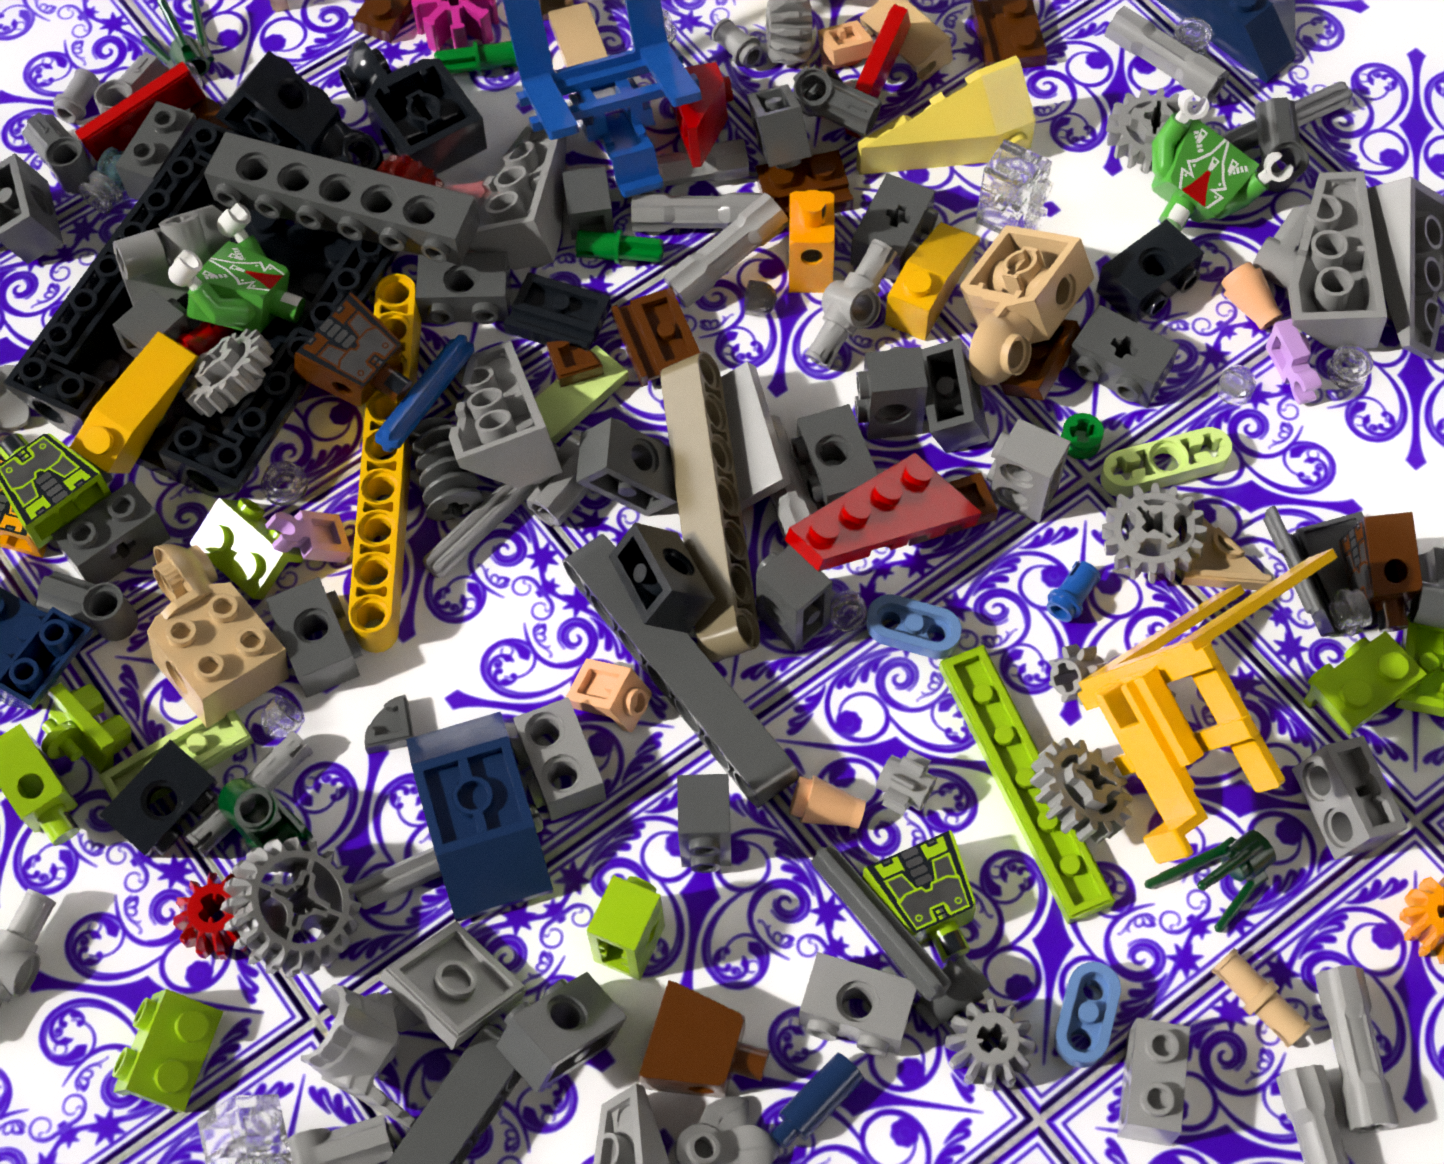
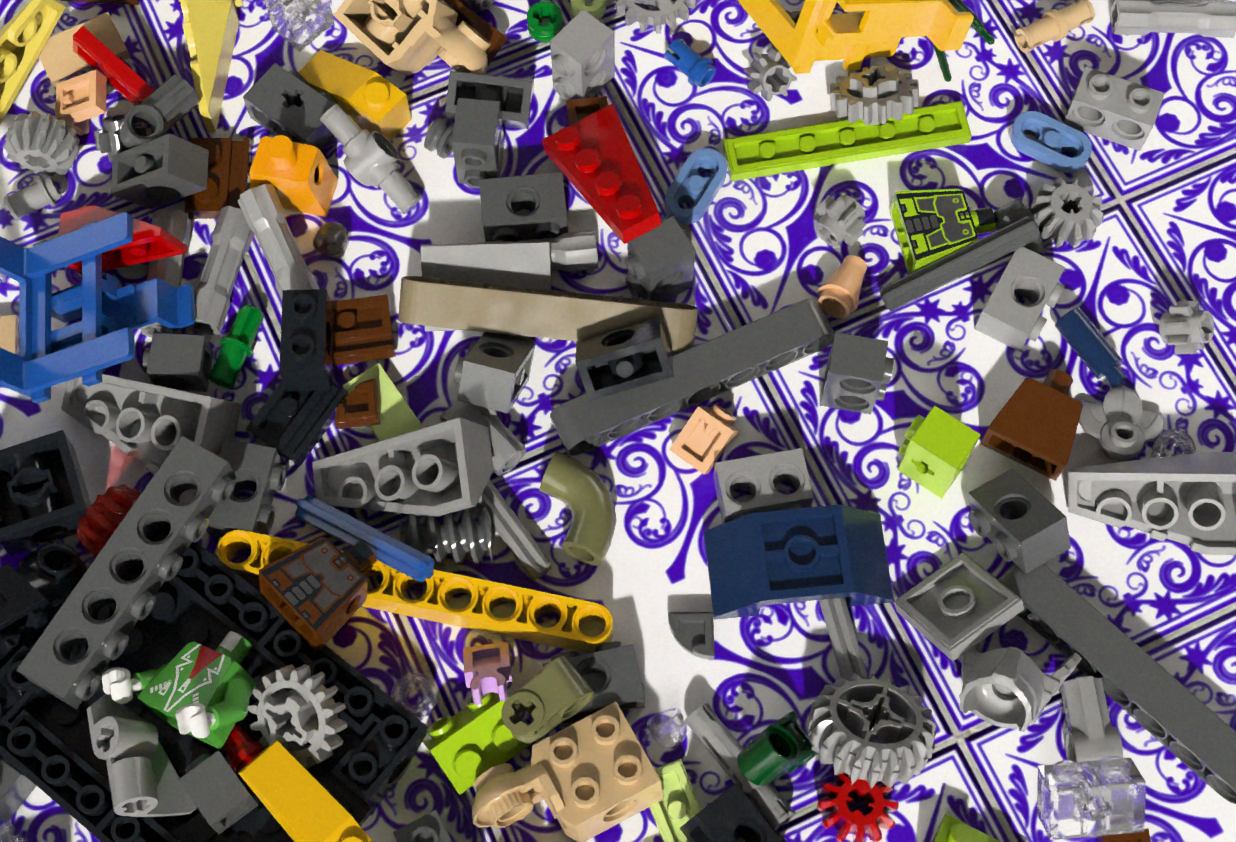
camera: 80 degrees left, 5 degrees up
(270, 577) = (549, 697): none -> olive piece
(508, 594) = (590, 506): none -> olive cylinder
(622, 291) = (307, 340): none -> black brick

